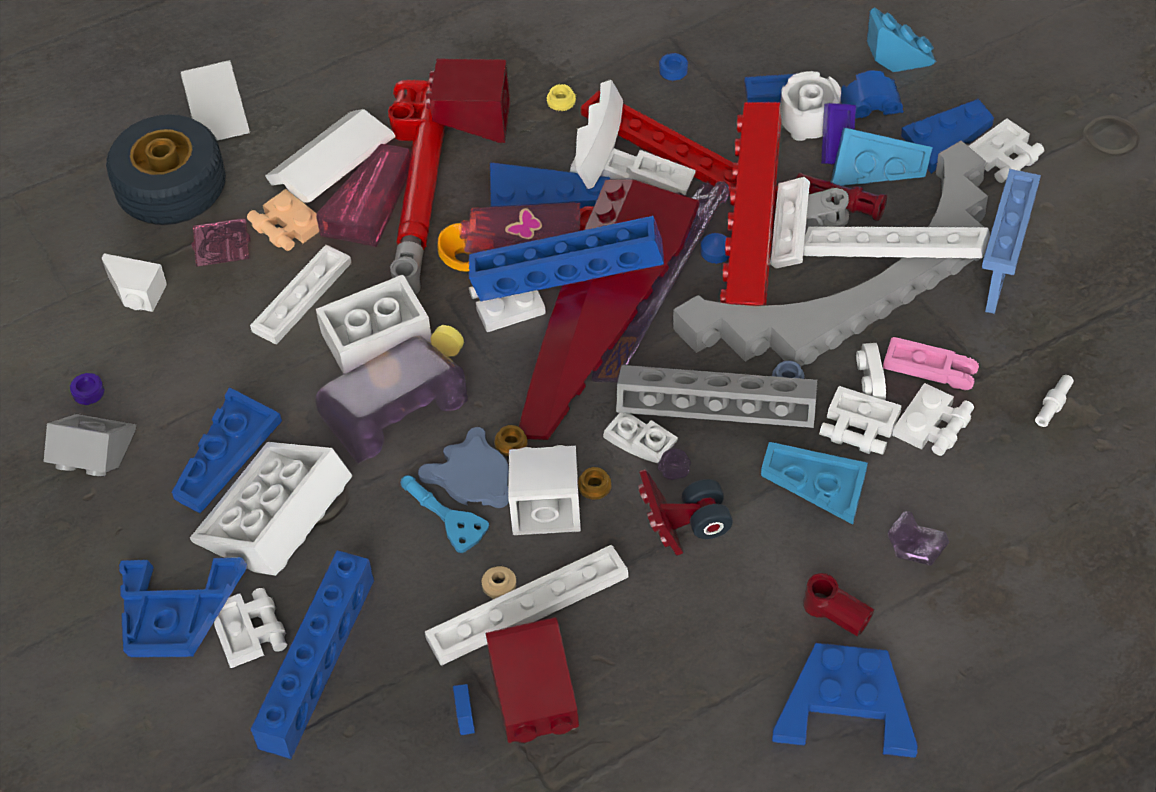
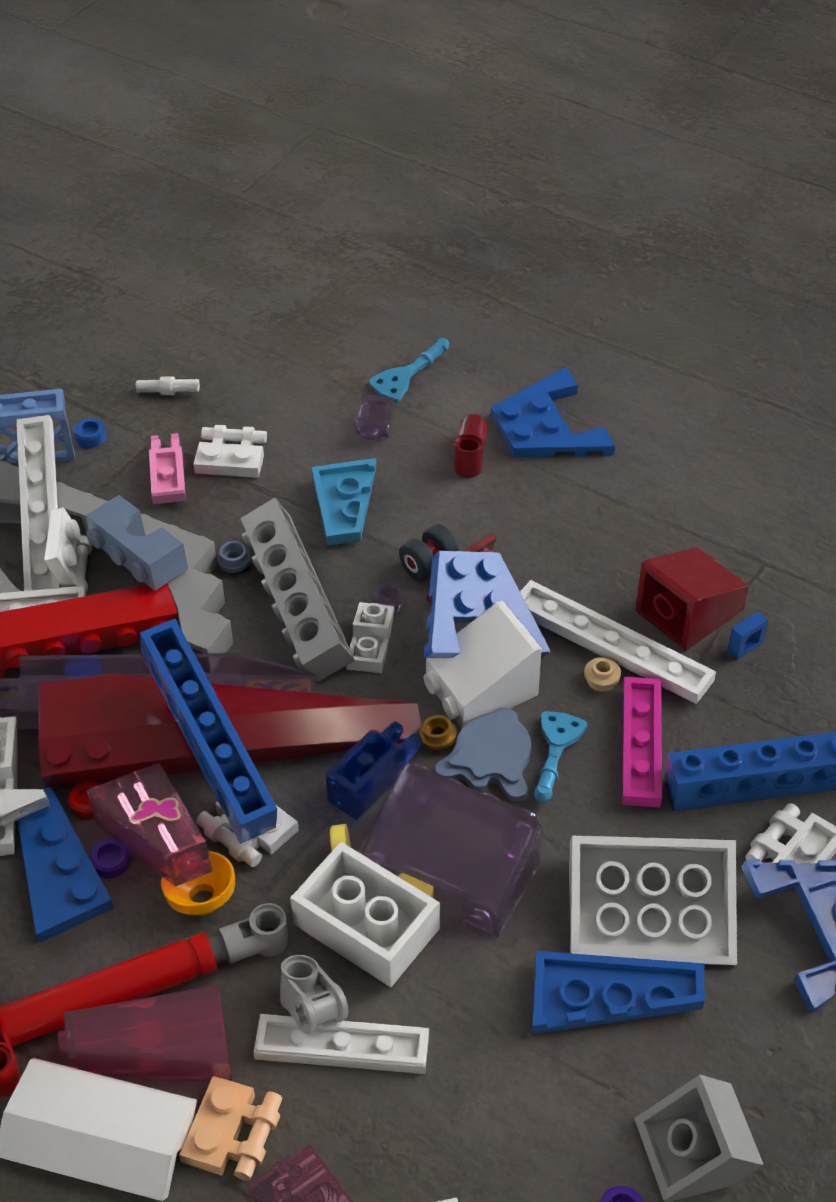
camera: 120 degrees left, 5 degrees down
(332, 274) = (310, 994): none -> light grey piece
(415, 574) = (642, 742): none -> dark pink plate
(494, 373) = (369, 769): none -> clear blue hinge
(609, 489) = (462, 590): none -> wing
(828, 275) = (121, 533): none -> sand blue arch
(839, 247) = (67, 550): none -> white plate
(863, 412) = (251, 487): white plate -> none
(869, 361) = (200, 497): white plate -> none
(982, 600) = (403, 374): none -> dark azure piece
(1013, 327) = (89, 433): none -> blue tile

